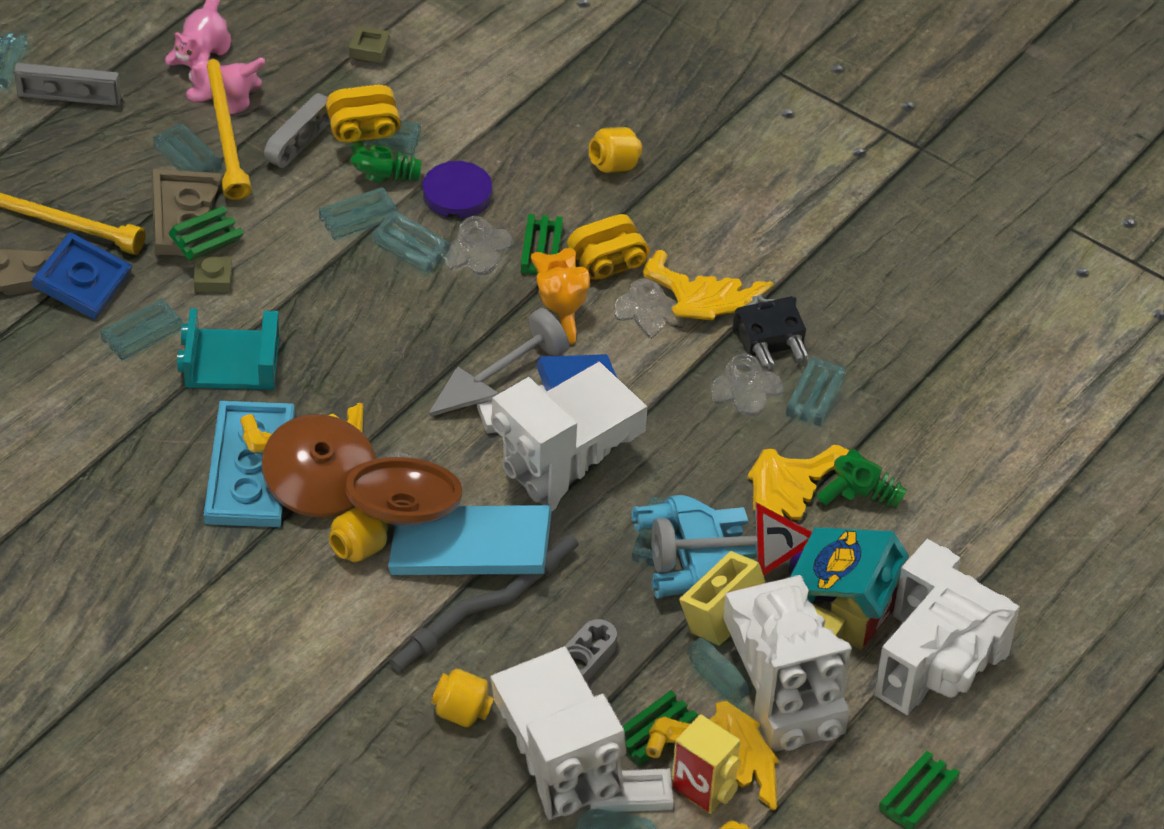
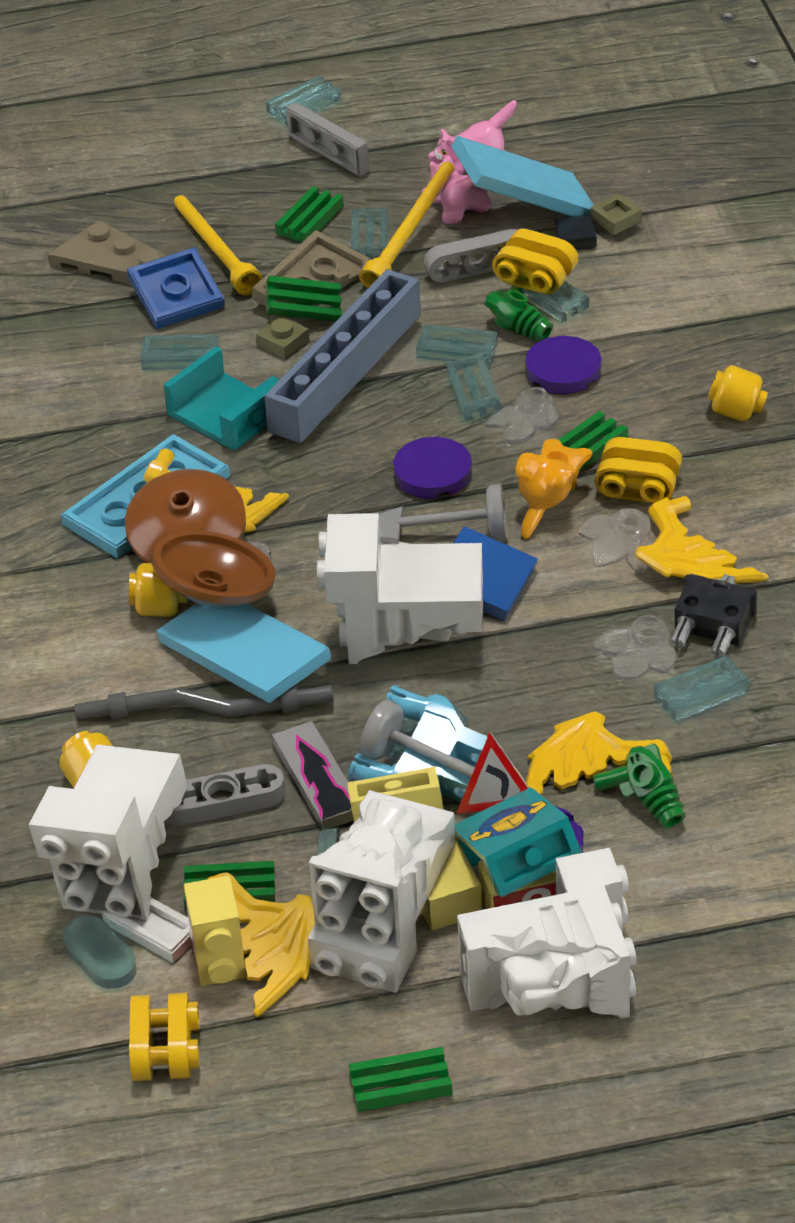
camera: 45 degrees right, 5 degrees down
(118, 140) = (303, 213): none -> green tile
(286, 47) = (522, 178): none -> medium azure tile
(296, 266) = (342, 356): none -> sand blue brick
(350, 73) = (577, 231): none -> black tile
(449, 323) = (432, 467): none -> dark purple tile
(626, 609) = (315, 774): none -> tile

